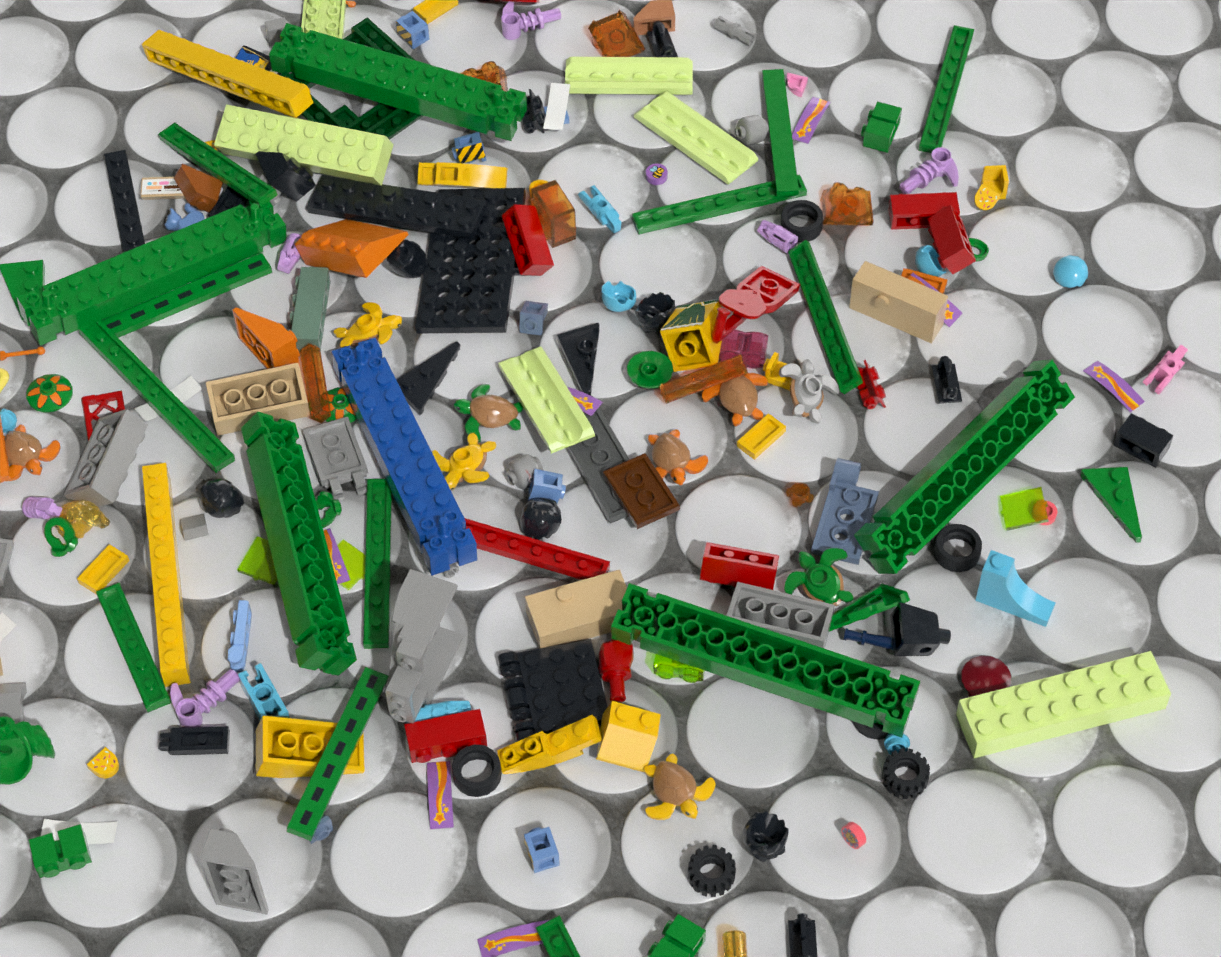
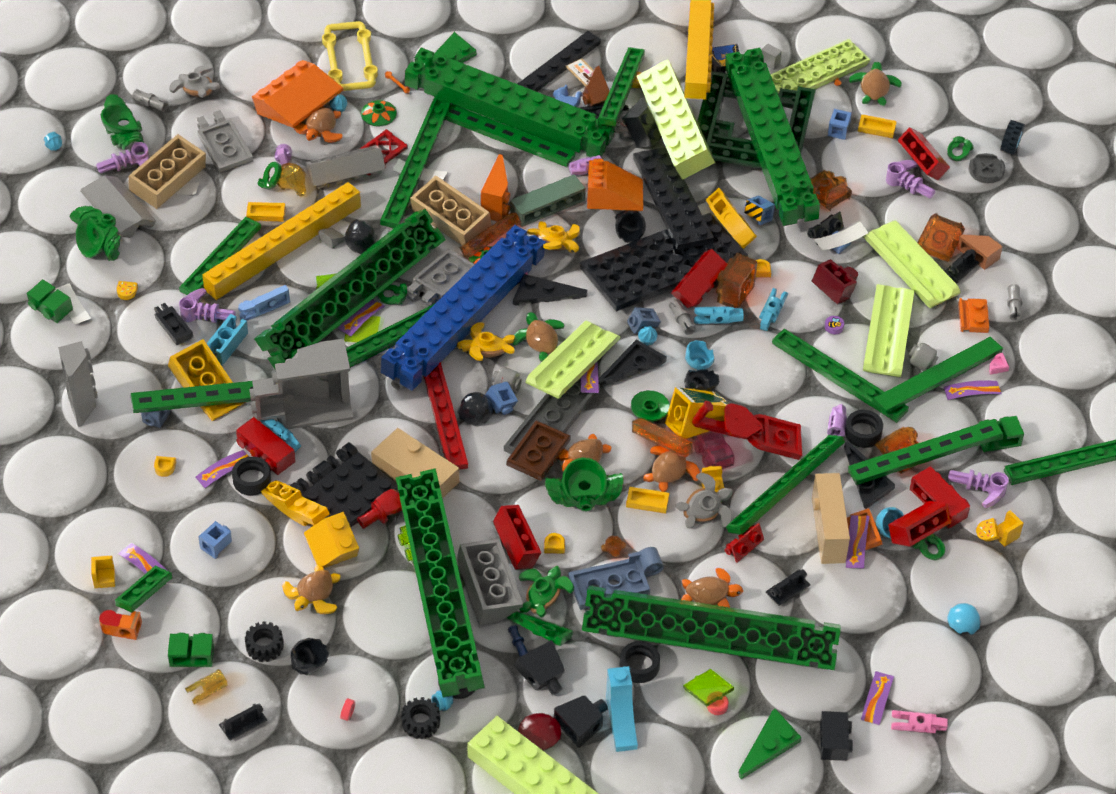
camera: 55 degrees right, 5 degrees down
(394, 851) = (164, 465): none -> yellow tile
(553, 284) = (682, 316): none -> light grey pin
(555, 324) = (647, 335): none -> medium azure plate
(576, 254) = (718, 315): none -> medium azure hinge
(611, 141) = (835, 280): none -> dark red brick
(725, 68) = (973, 315): none -> orange plate
(729, 457) = (584, 485): none -> green piece
(761, 541) = (554, 544): none -> yellow tile
(858, 249) = (872, 490): none -> black wing
(871, 190) = (925, 451): none -> green tile
(912, 443) = (711, 589): none -> medium nougat animal
(998, 633) = (580, 718): none -> black torso

